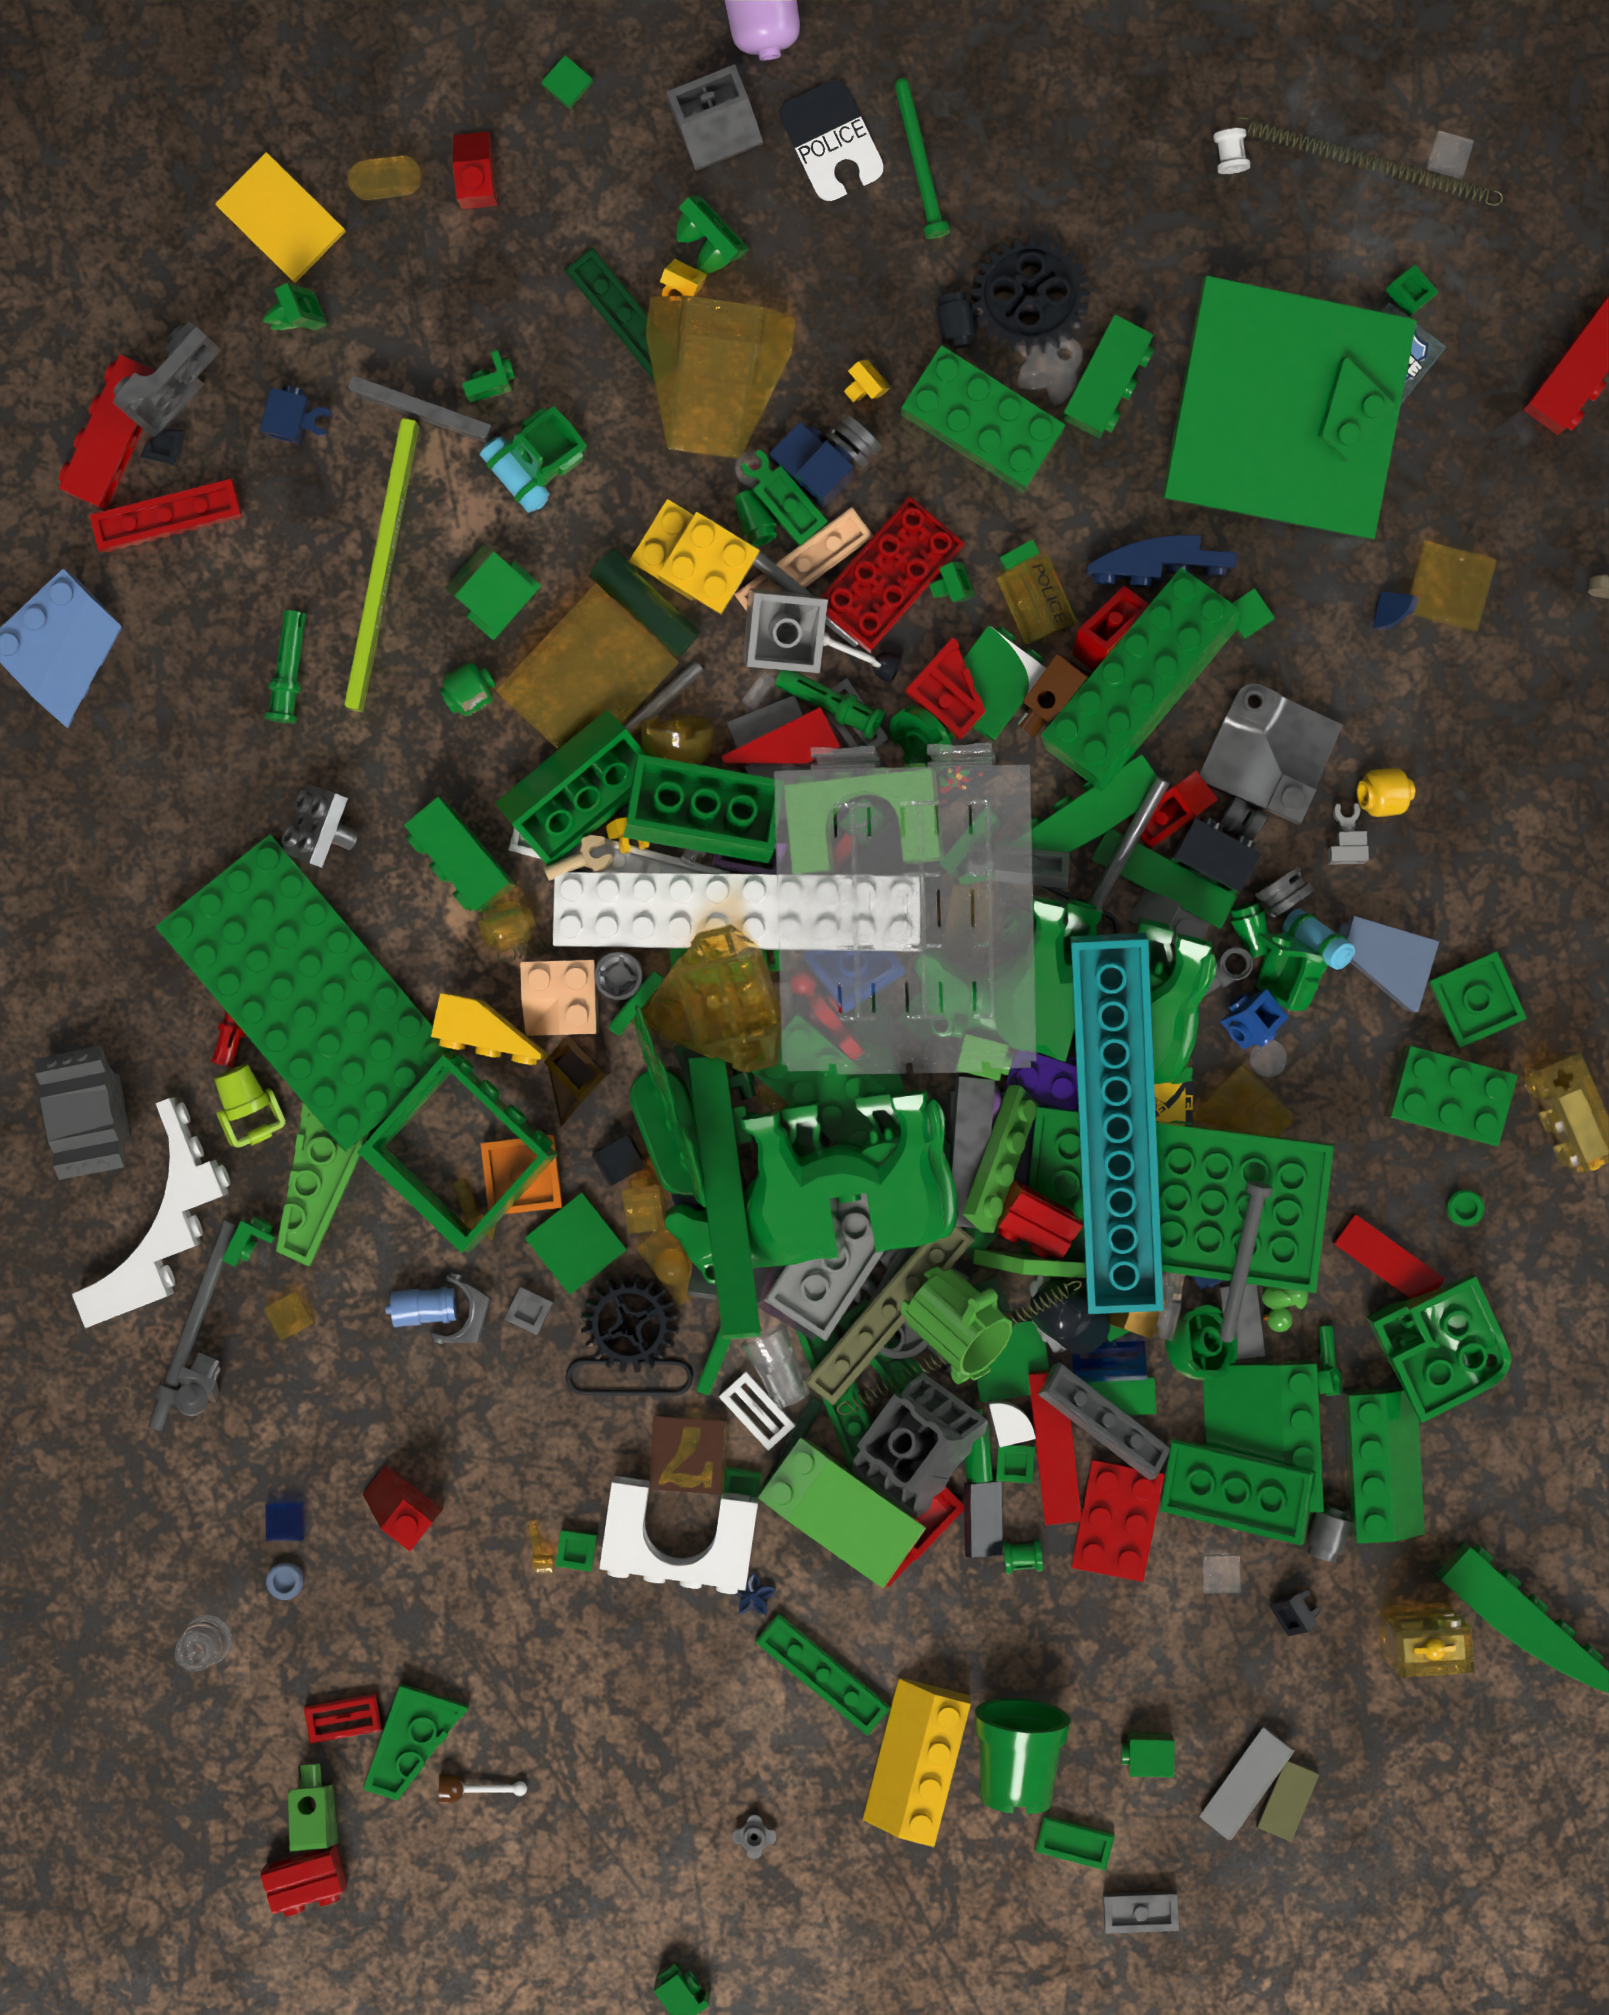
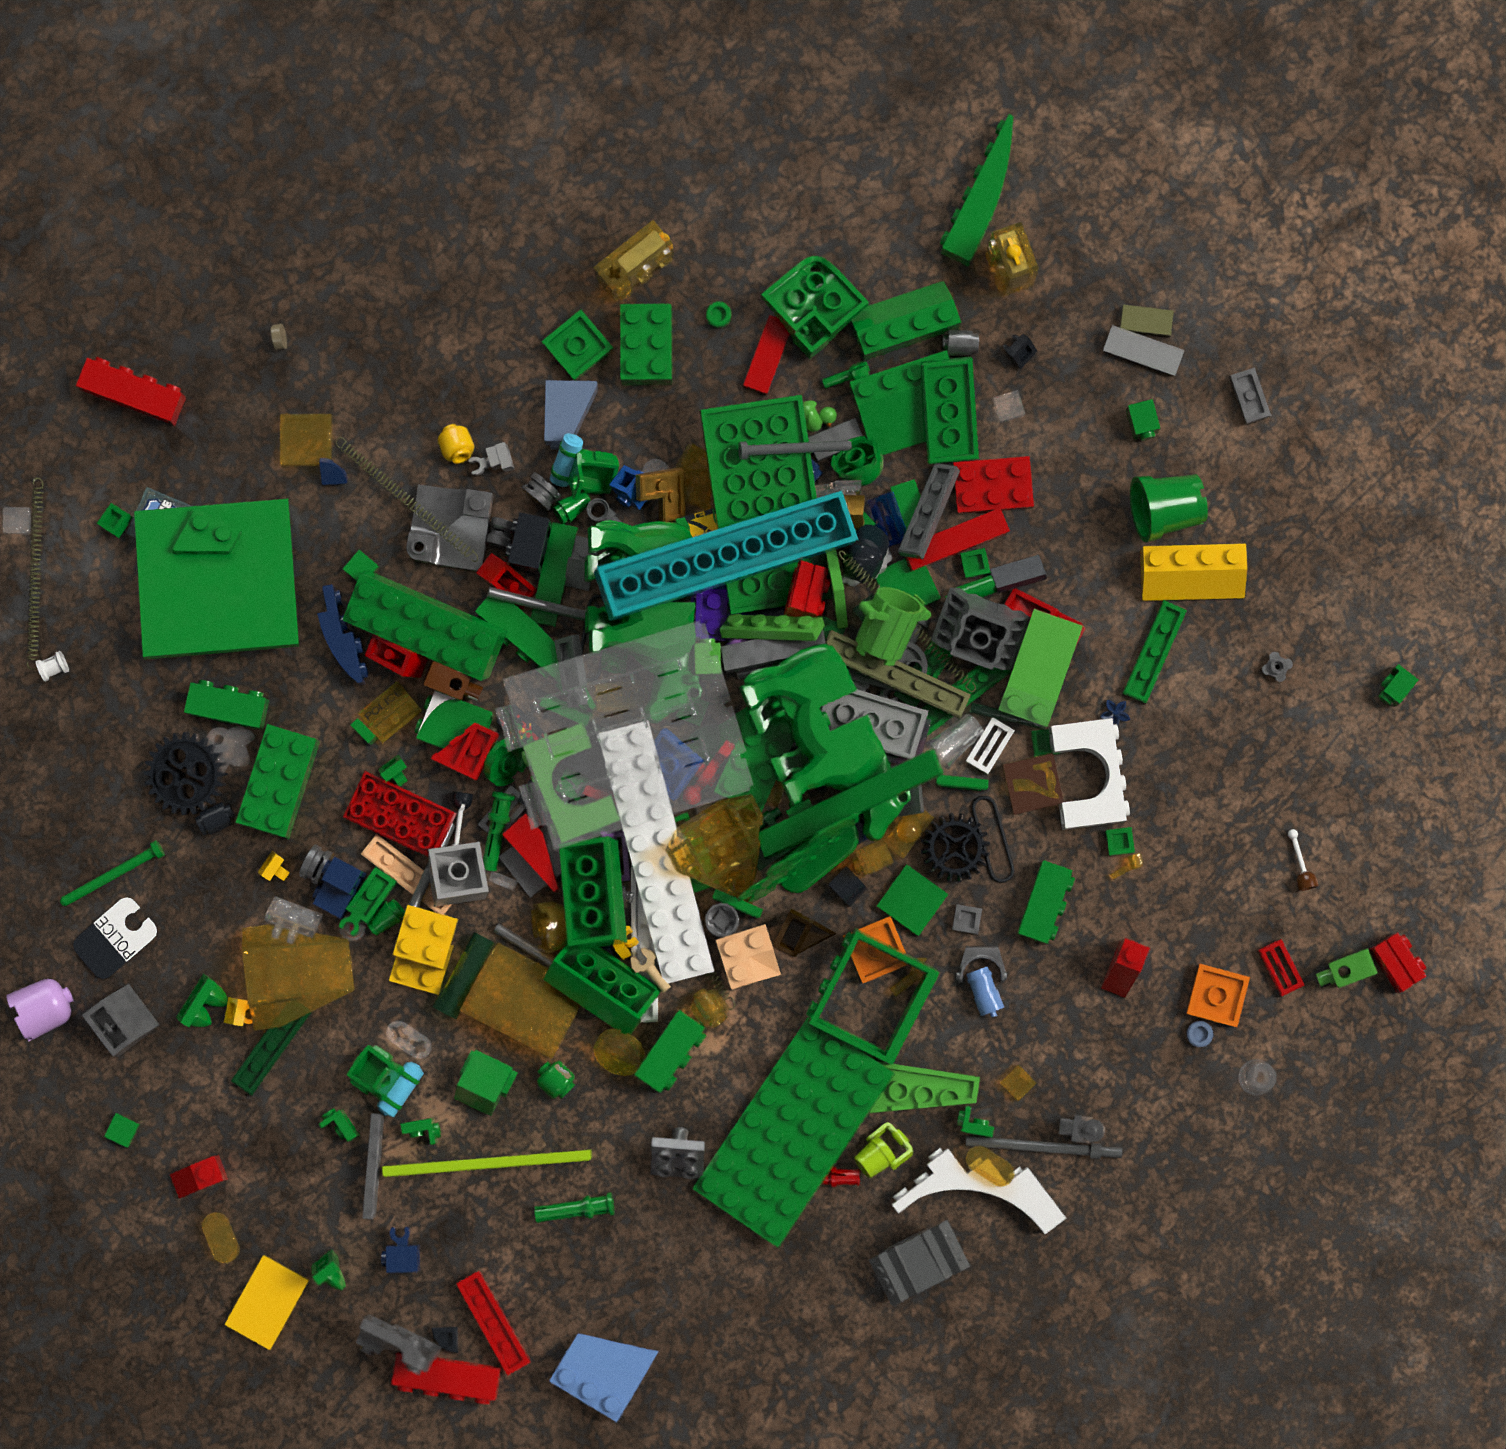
camera: 100 degrees left, 5 degrees down
(182, 1245) = (990, 1166): none -> clear yellow tile
(285, 1521) = (1159, 1045): clear blue tile -> none
(329, 1621) = (1218, 995): none -> orange plate
(410, 1735) = (1278, 918): green wing -> none
(457, 484) = (417, 1128): none -> green bracket
(476, 1023) = (782, 1006): yellow slope -> none
(479, 785) = (618, 1052): none -> clear yellow tile
(520, 1424) = (1046, 902): none -> green brick
(586, 511) = (405, 1044): none -> clear beam
(789, 391) = (292, 917): none -> clear hinge
(1010, 1423) = (949, 573): white brick -> none
(1022, 1556) = (1036, 540): green bush -> none
(1074, 1842) = (1217, 453): green tile -> none
(1238, 1069) = (667, 488): none -> pearl gold tile
(1328, 705) = (406, 499): none -> olive piece

